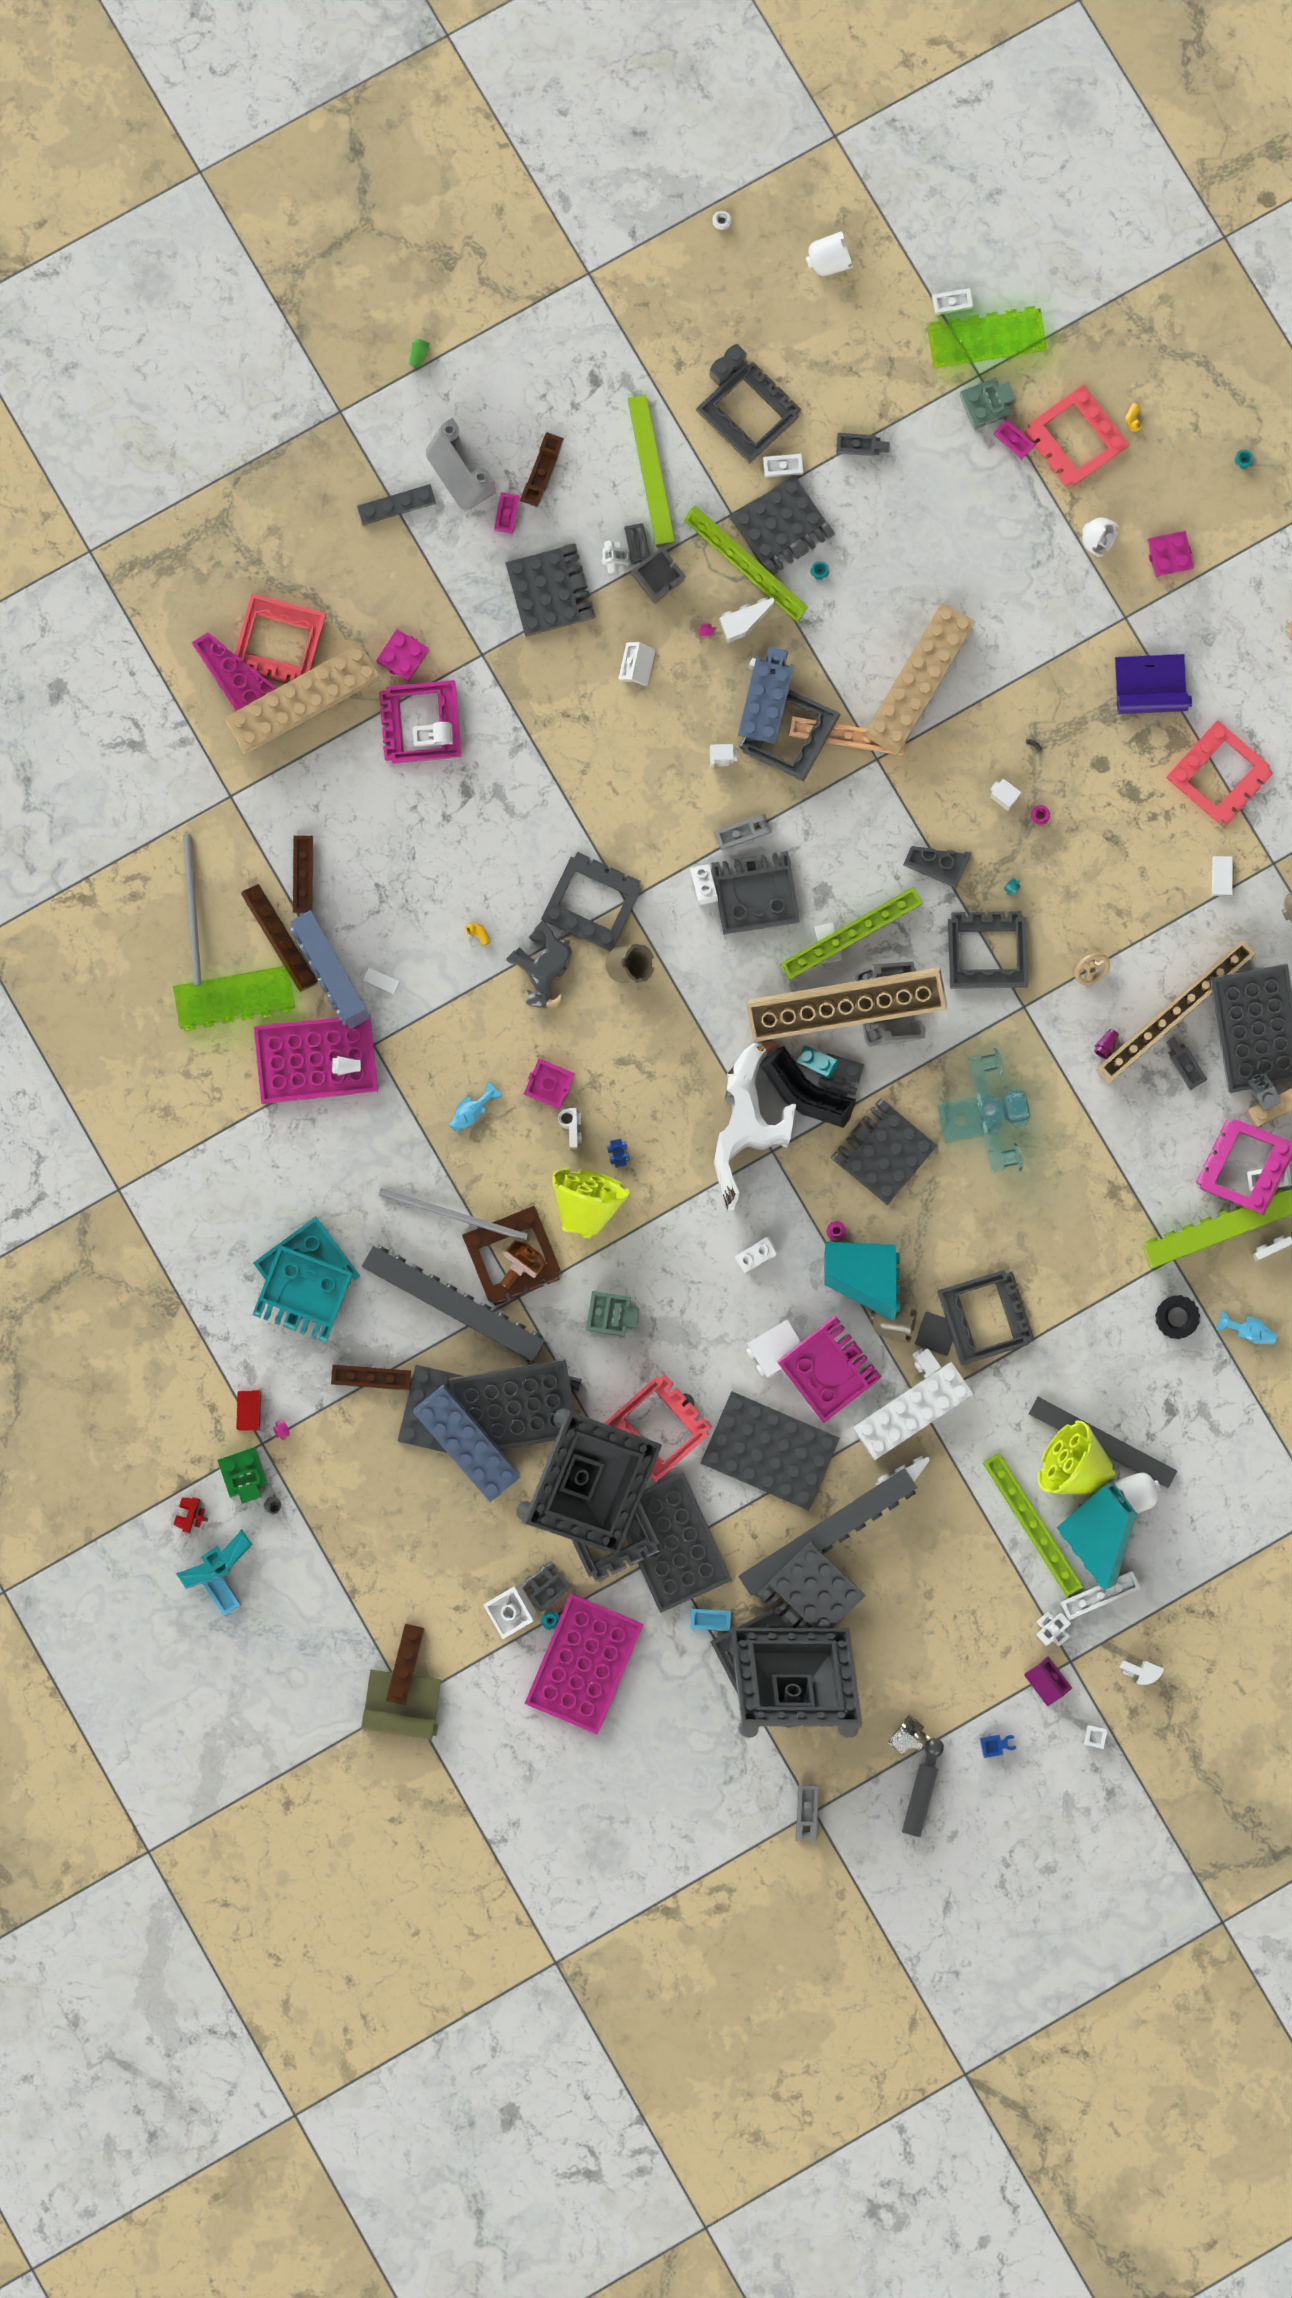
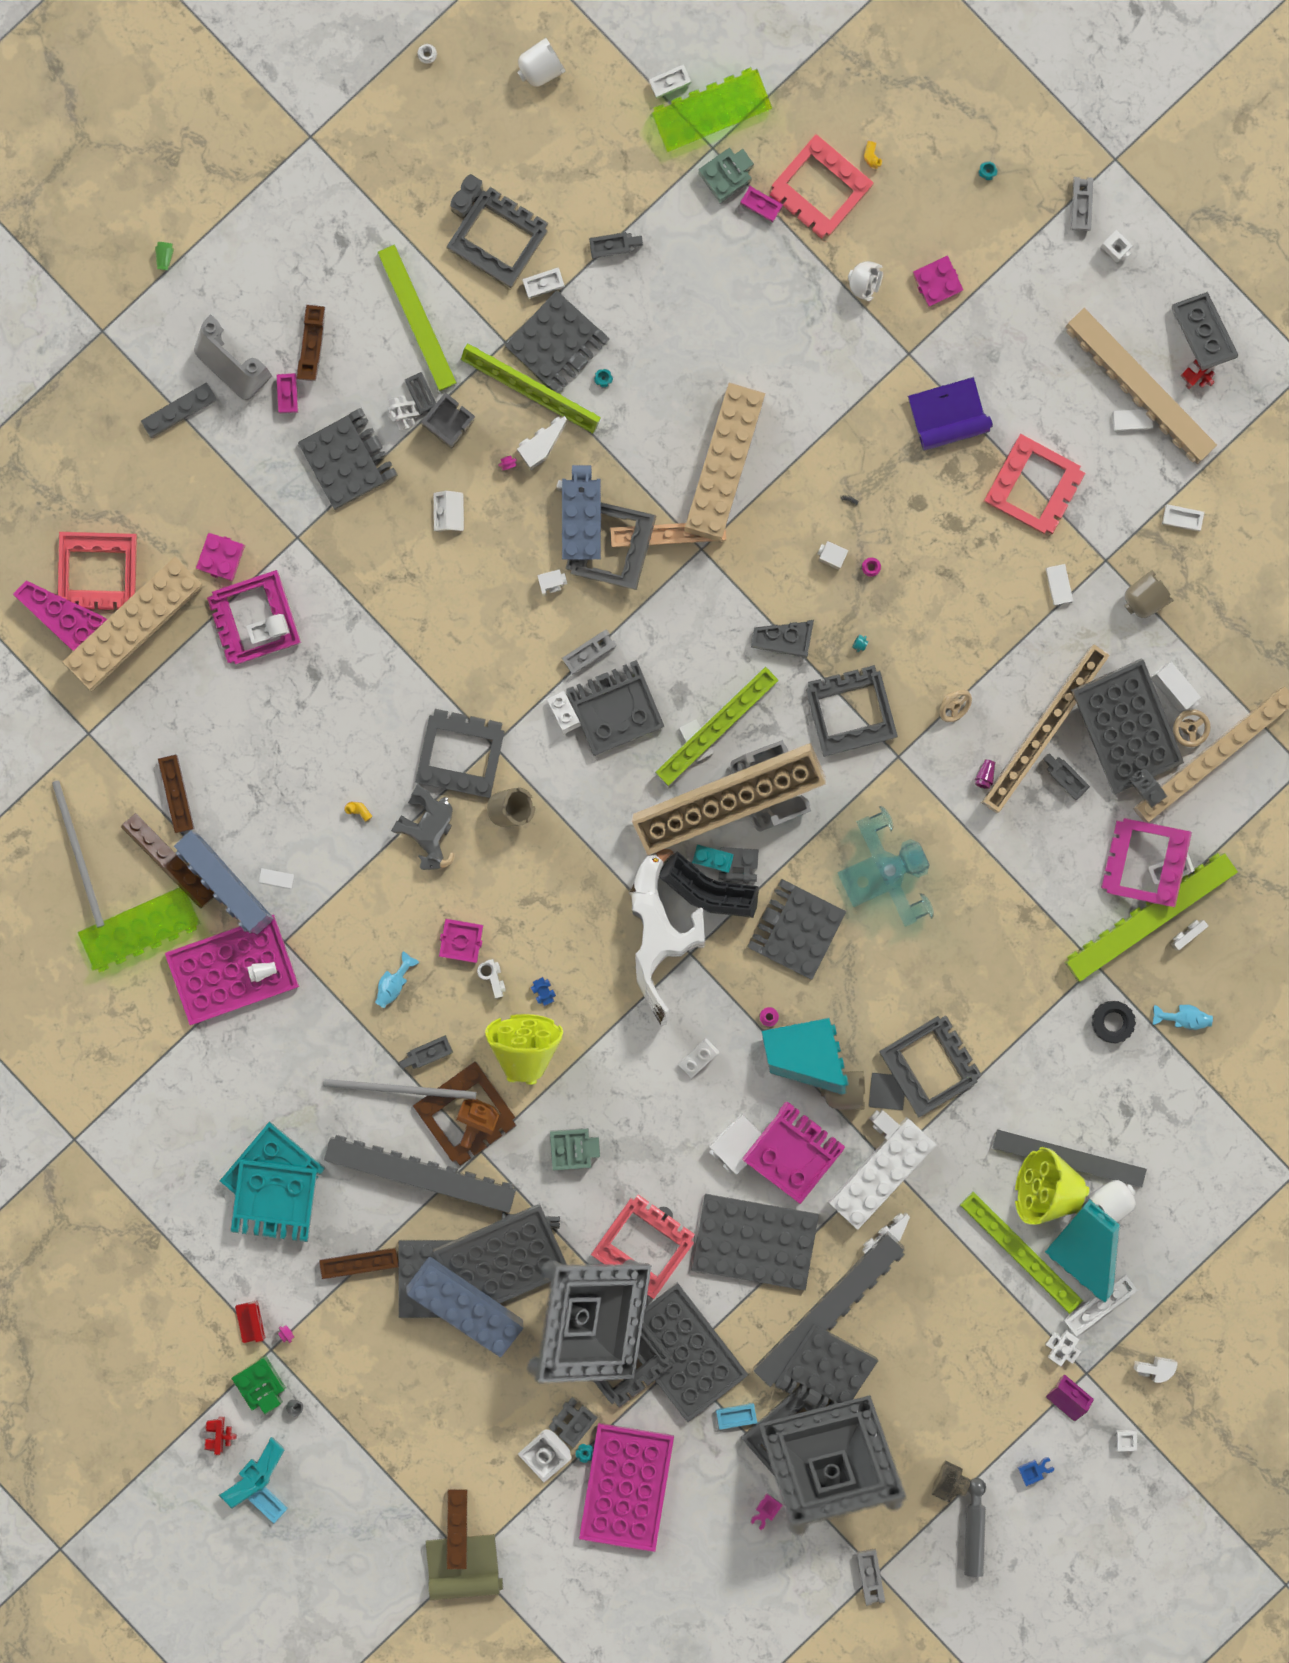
camera: 10 degrees left, 5 degrees up
(489, 1186) = (427, 1053): none -> dark grey hinge
(719, 1719) = (768, 1509): none -> dark pink plate

